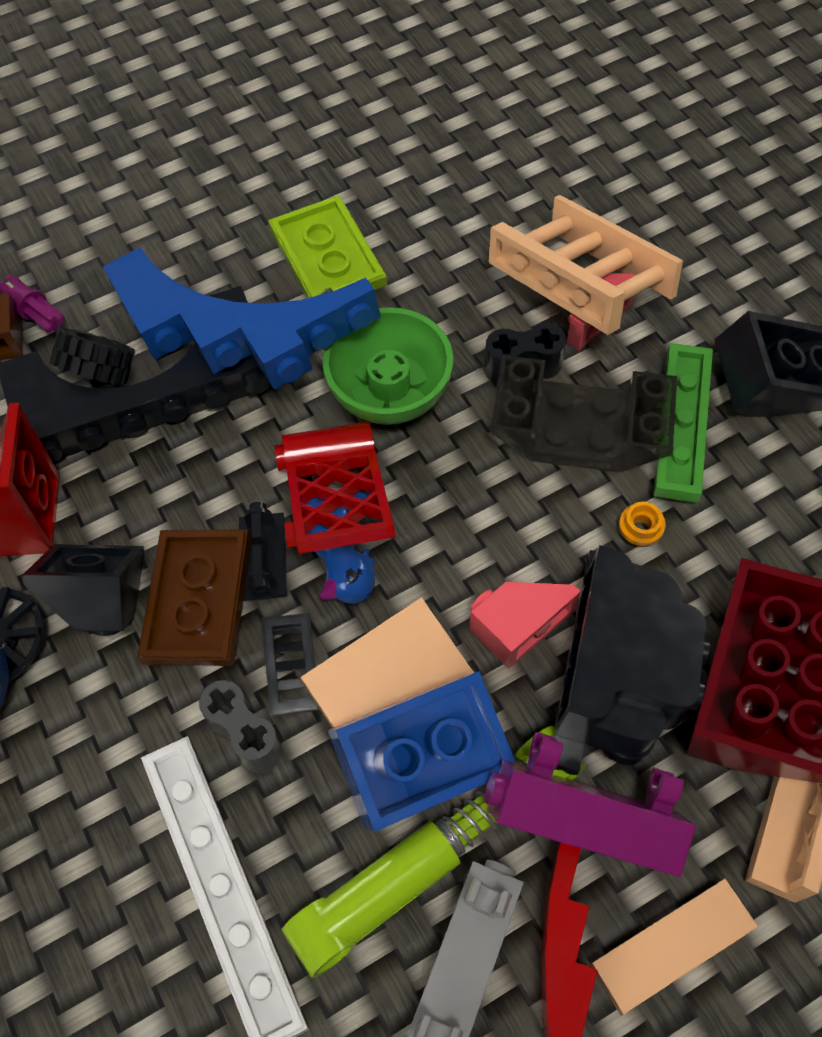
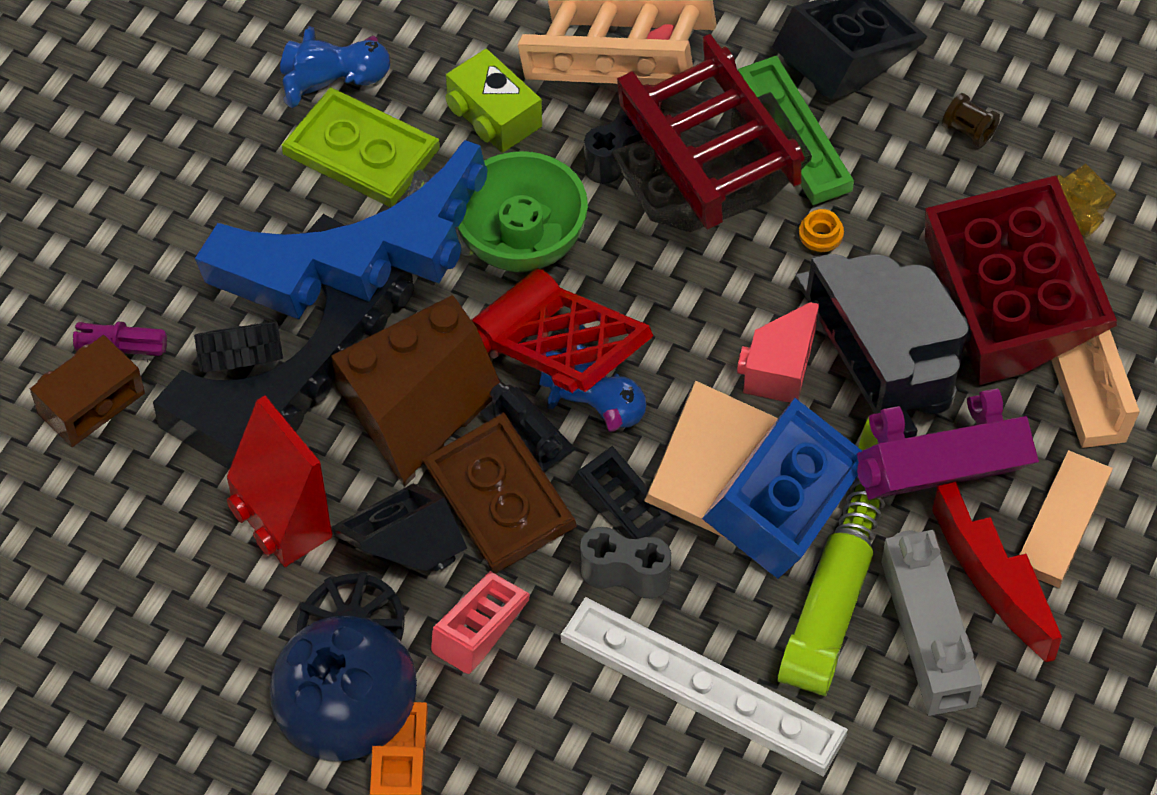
camera: 35 degrees left, 5 degrees down
(97, 714) = (461, 645): none -> coral slope
(203, 464) = (417, 383): none -> reddish brown wedge
(340, 172) = (318, 64): none -> blue animal
(450, 267) = (493, 100): none -> lime brick
(550, 397) = (686, 163): none -> dark red fence

